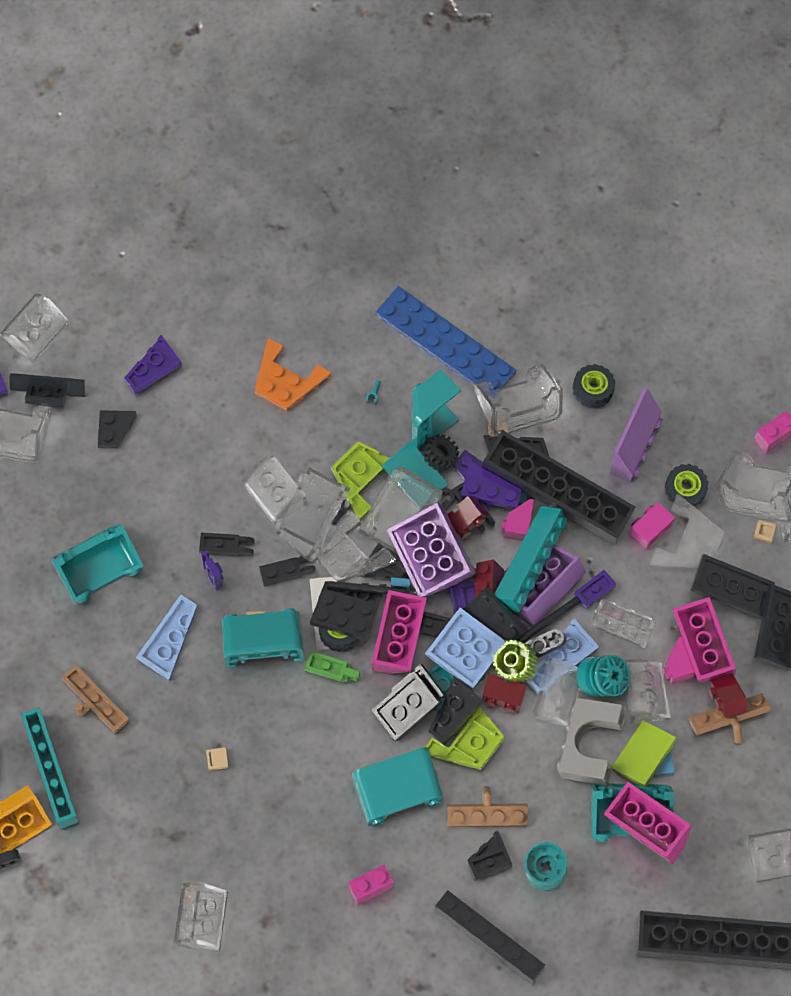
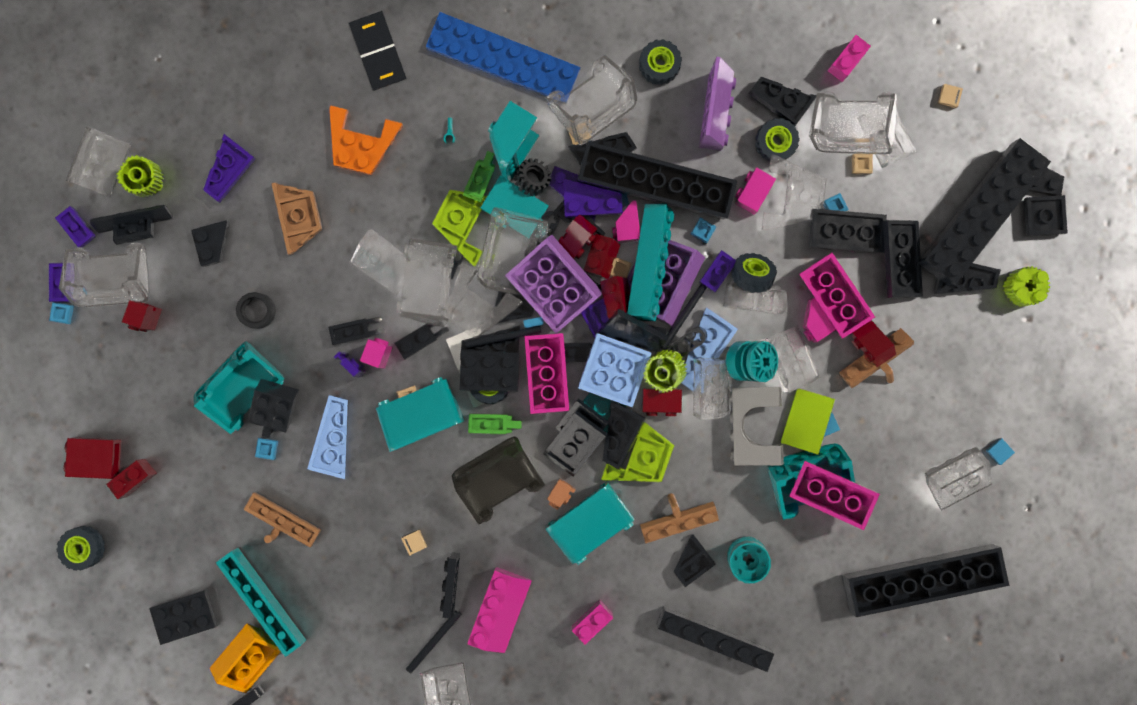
camera: 10 degrees left, 20 degrees up
(28, 471) = (141, 316): none -> dark red brick
(74, 358) = (150, 179): none -> lime brick
(101, 629) = (266, 448): none -> dark azure tile
(124, 588) = (273, 406): none -> black hinge
(136, 485) = (241, 305): none -> black tyre
(204, 861) = (433, 641): none -> black bar
(205, 426) = (297, 215): none -> medium nougat wing
(240, 567) = (376, 353): none -> dark pink brick
(241, 803) = (449, 585): none -> black plate
(280, 848) = (499, 611): none -> dark pink slope
(319, 720) = (495, 478): none -> clear smoke windscreen
(328, 304) = (377, 50): none -> black sticker
(377, 751) = (560, 494): none -> nougat brick
(390, 439) = (480, 178): none -> bright green hinge
(485, 541) = (601, 256): none -> dark red brick
(501, 558) = (620, 268): none -> tan tile
(591, 548) = (703, 230): none -> dark azure tile
(629, 597) = (754, 273): none -> black wheel
(701, 451) = (783, 101): none -> black wing
(729, 557) = (835, 203): none -> dark azure tile

